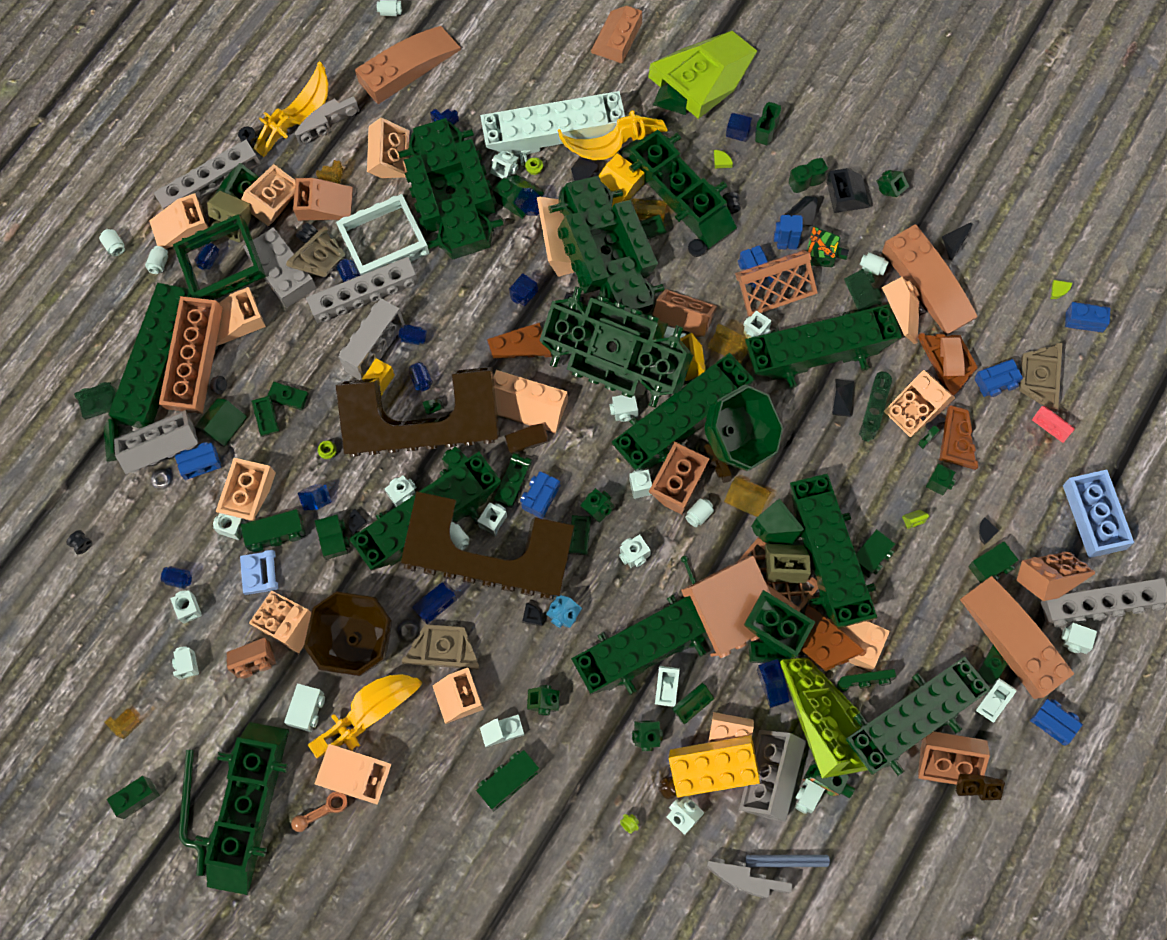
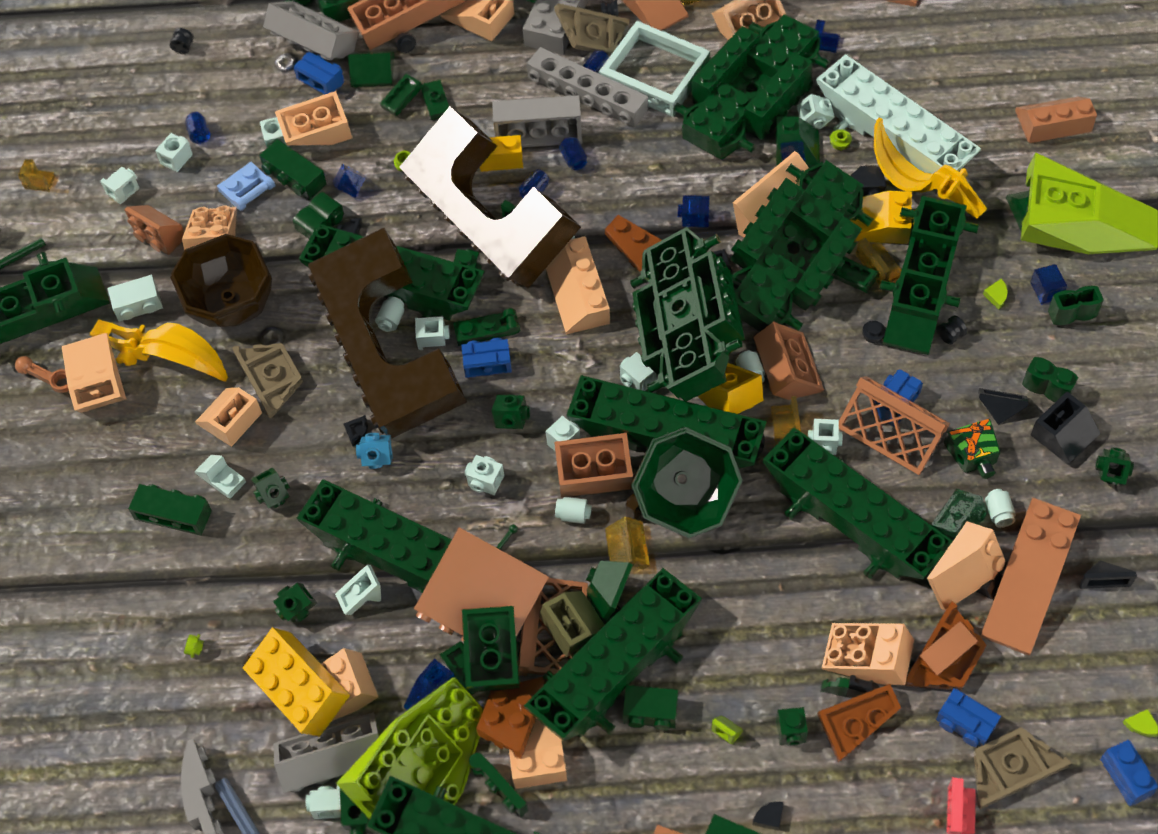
camera: 55 degrees right, 10 degrees down
(400, 490) = (405, 236): light aqua brick -> none
(434, 603) = (310, 341): clear blue panel -> none
(526, 438) = (538, 310): dark brown slope -> none
(580, 535) = (468, 418): dark green plate -> none
(684, 814) = (231, 689): light aqua brick -> none
(693, 703) = (358, 628): dark green plate -> none
(788, 232) = (961, 399): blue brick -> none
(843, 397) = (814, 571): black slope -> none
(869, 430) = (796, 618): clear green beam -> none

